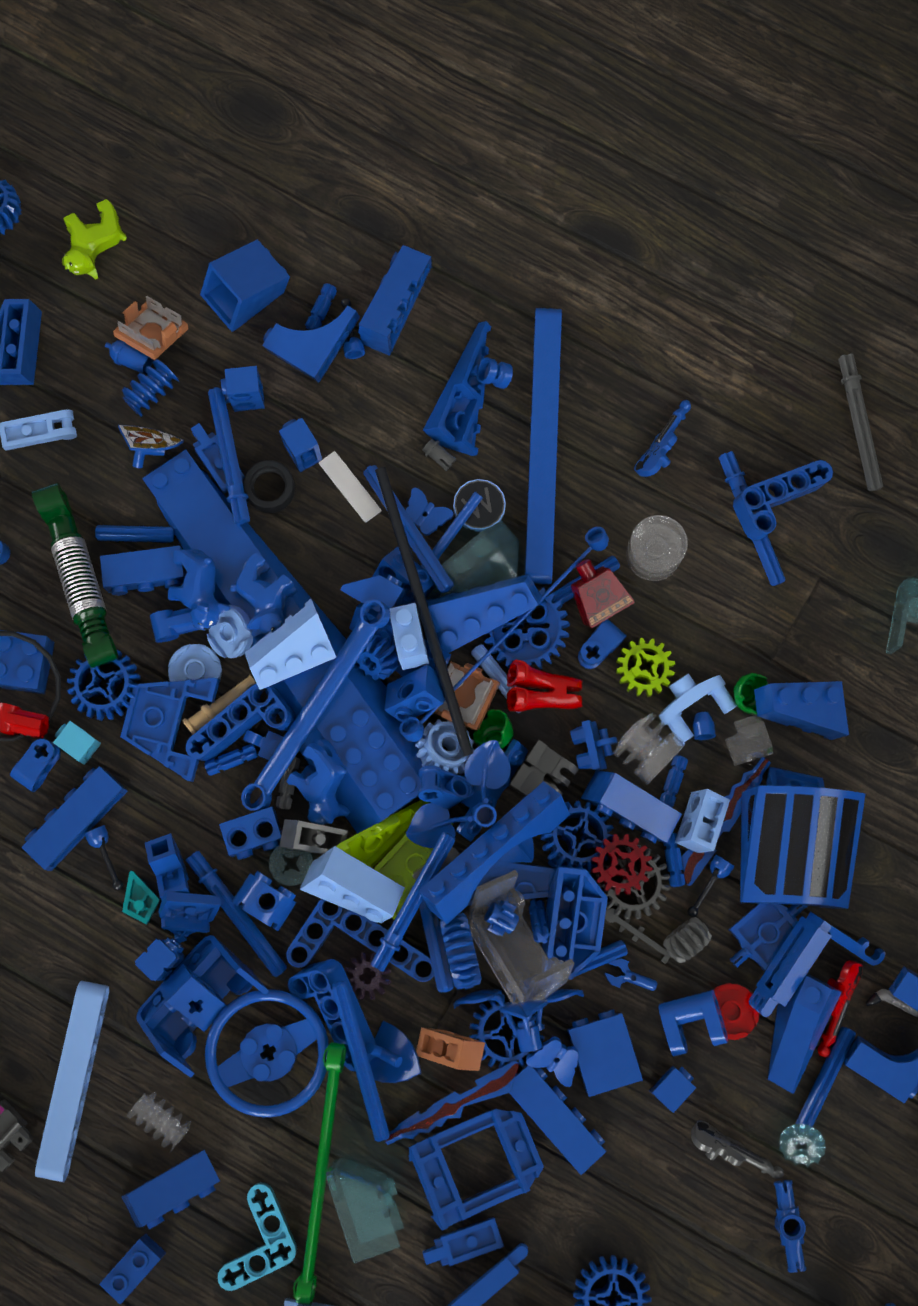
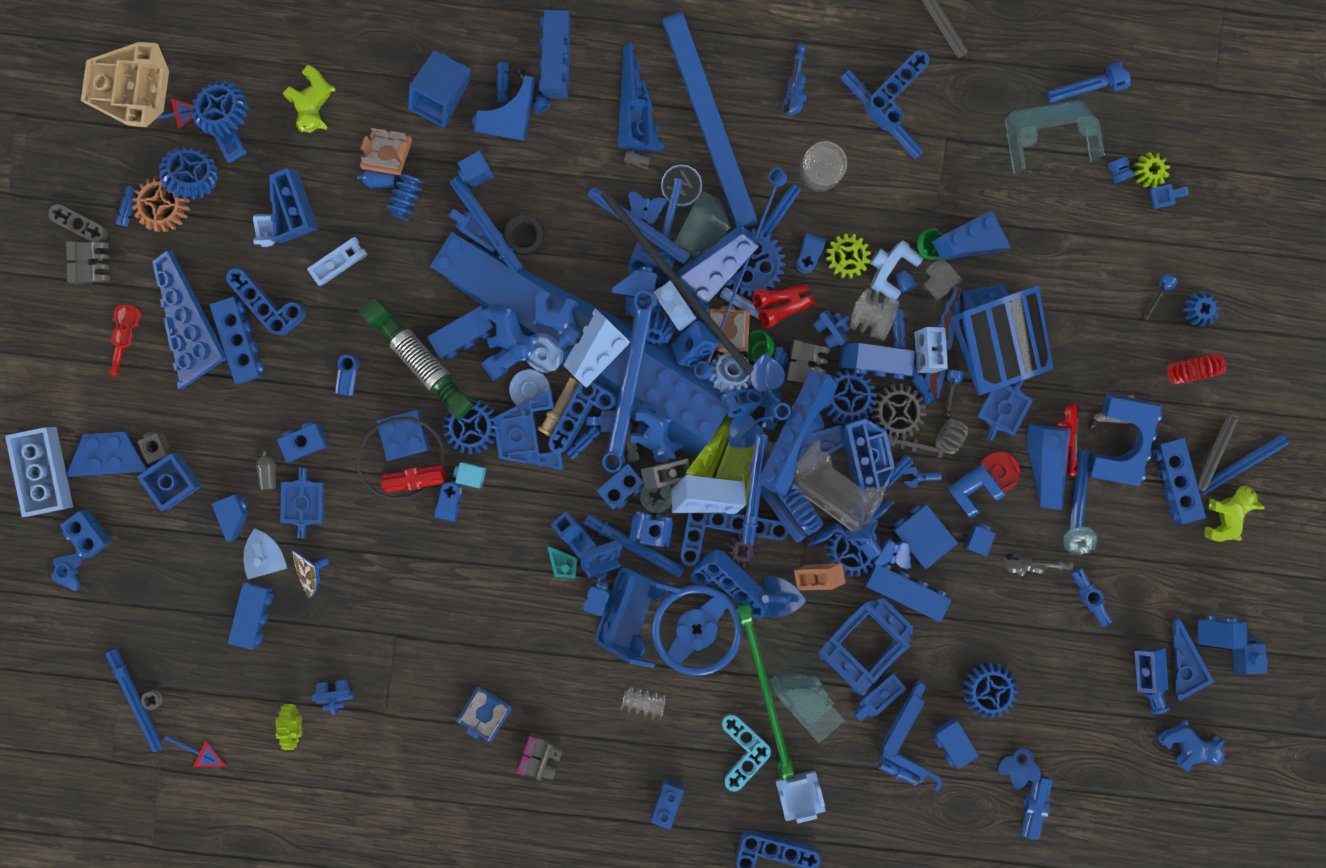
camera: 25 degrees left, 10 degrees up
(72, 1081) = (572, 701): light blue beam -> none
(74, 818) = (493, 527): blue brick -> none
(98, 838) = (515, 534): hinge -> none
(134, 533) = (442, 309): blue axle -> none
(147, 442) = (421, 237): shield -> none
(171, 1190) = (671, 744): blue wedge -> none
(192, 998) = (630, 615): blue brick -> none
(300, 444) = (534, 194): blue brick -> none
(350, 486) = (581, 209): white sticker -> none
(360, 1060) = (763, 609): blue axle -> none
(489, 1086) = (835, 613): blue sword -> none
(492, 372) = (652, 81): blue wheel -> none
(501, 918) = (819, 474): blue gear -> none
(539, 921) = (845, 465): blue axle -> none
(598, 594) = (794, 217): torso -> none
(631, 857) = (892, 396): dark red gear -> none
(797, 958) = (1032, 418): blue hinge -> none

